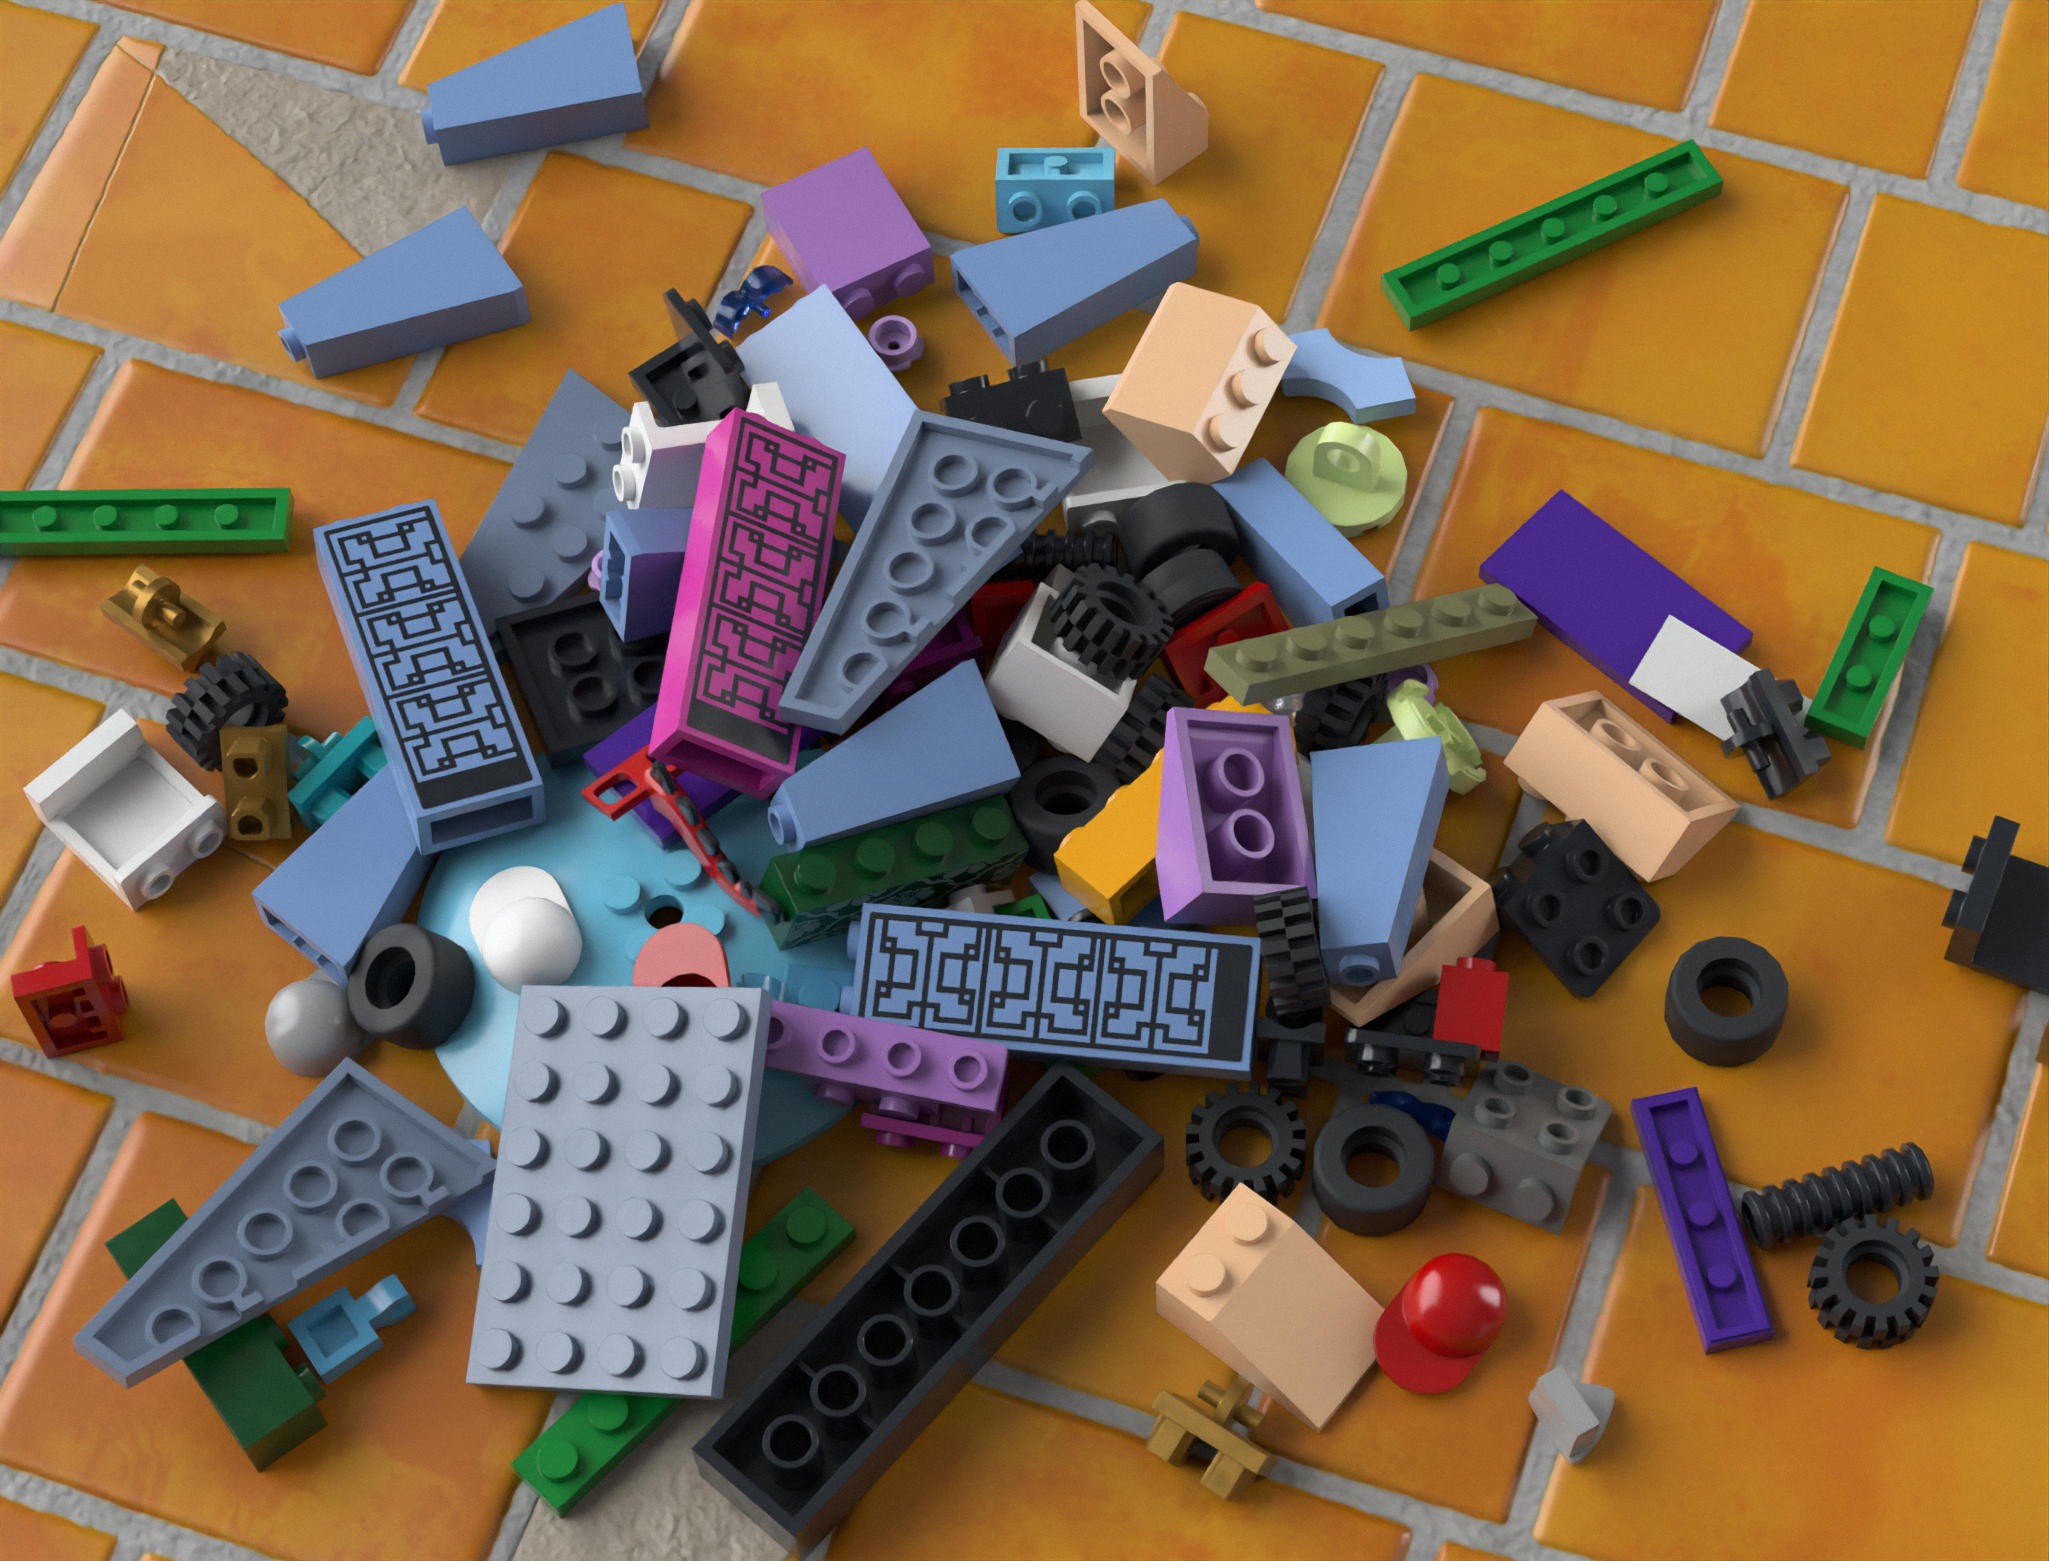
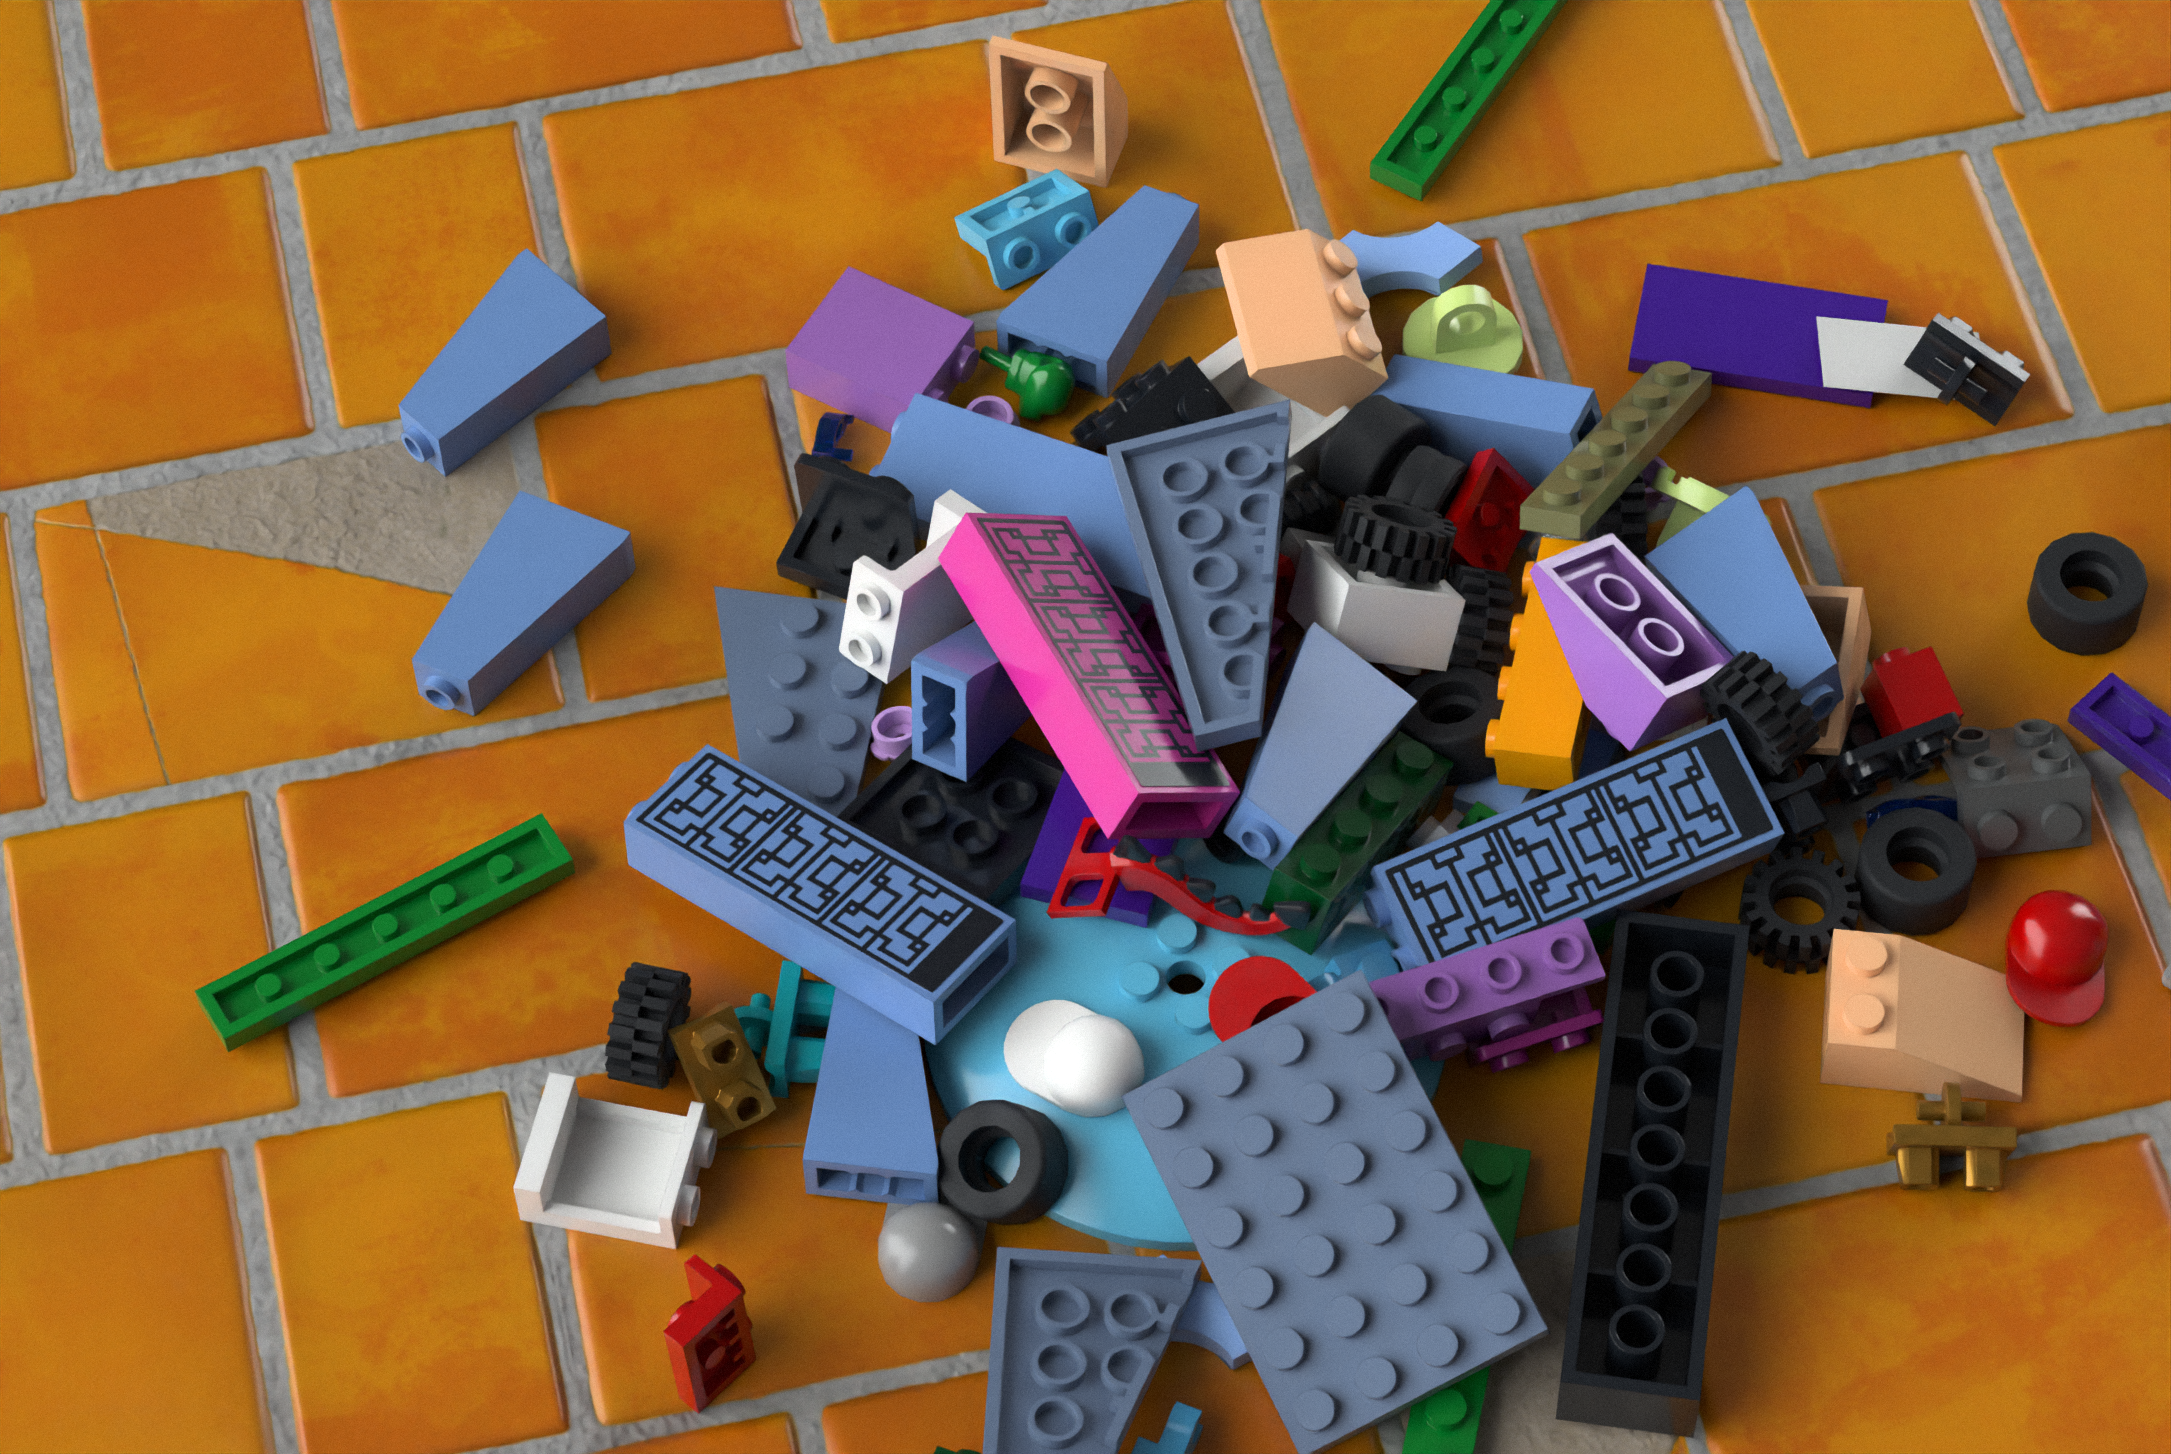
camera: 35 degrees left, 5 degrees down
(165, 619) = (517, 981): pearl gold hips -> none
(961, 325) = (1038, 378): none -> green piece
(1573, 904) = (1912, 578): black bracket -> none
(1621, 781) = (1876, 473): light nougat slope -> none
(1868, 657) = (1991, 272): green plate -> none

